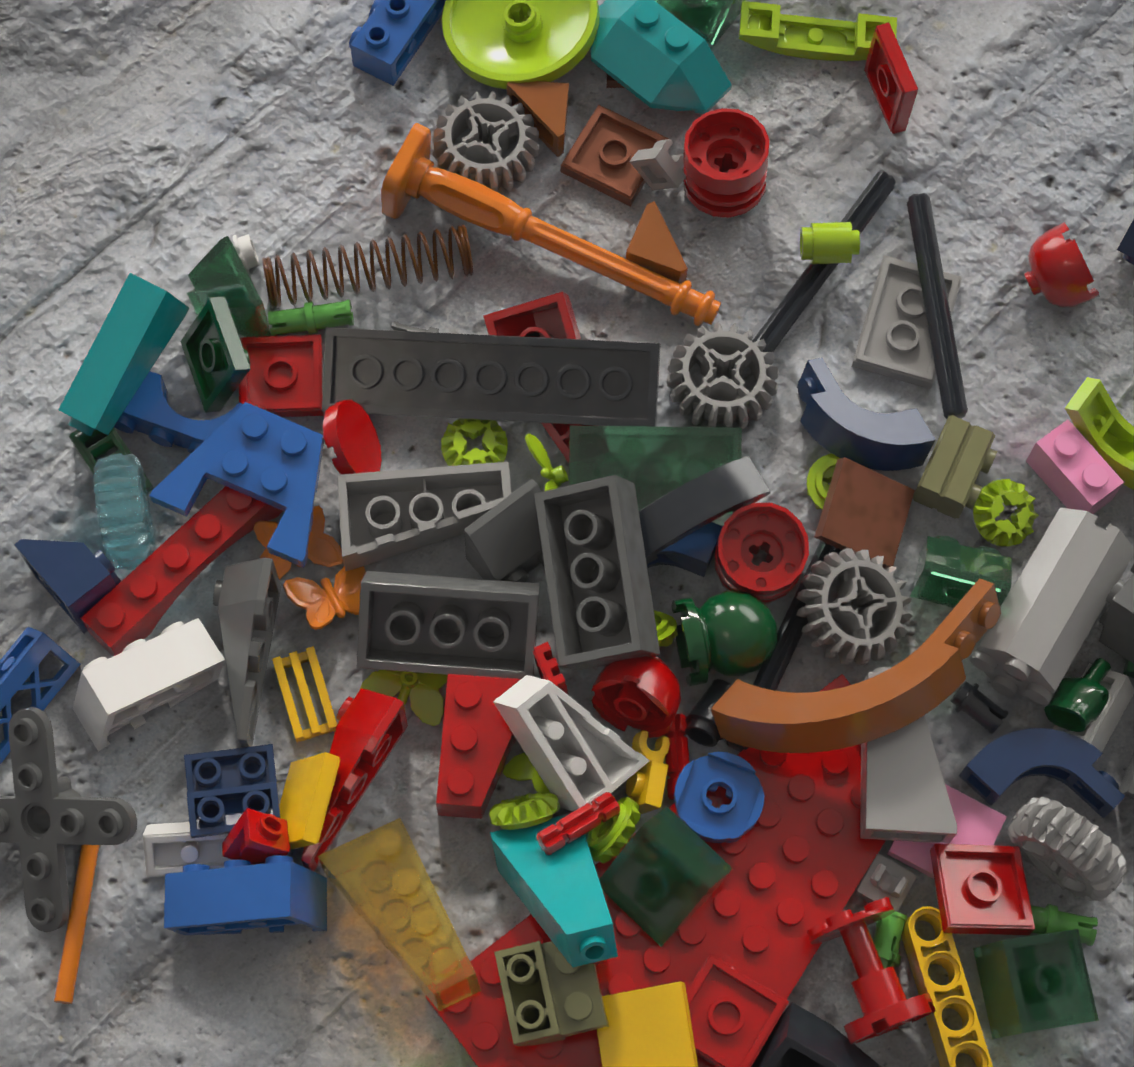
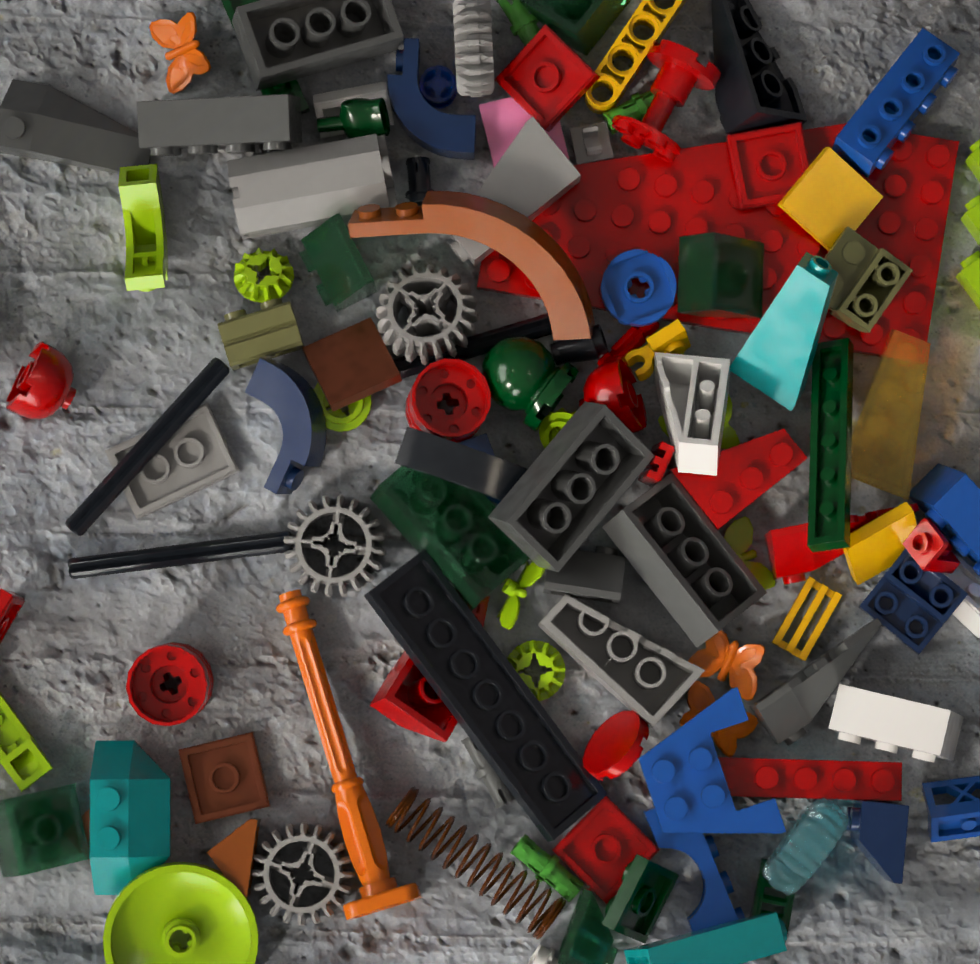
camera: 125 degrees left, 15 degrees up
(428, 828) = (831, 446): none -> dark green plate
(524, 810) = (748, 397): lime gear -> none
(578, 823) = (741, 354): red axle -> none
(613, 834) = (718, 337): lime gear -> none
(655, 247) = (279, 679): dark orange slope -> none
(658, 167) = (211, 729): light grey tile -> none
(829, 243) = (170, 556): lime brick -> none
(1058, 787) = (438, 79): none -> clear blue wheel
(1074, 469) = (192, 252): bright pink brick -> none

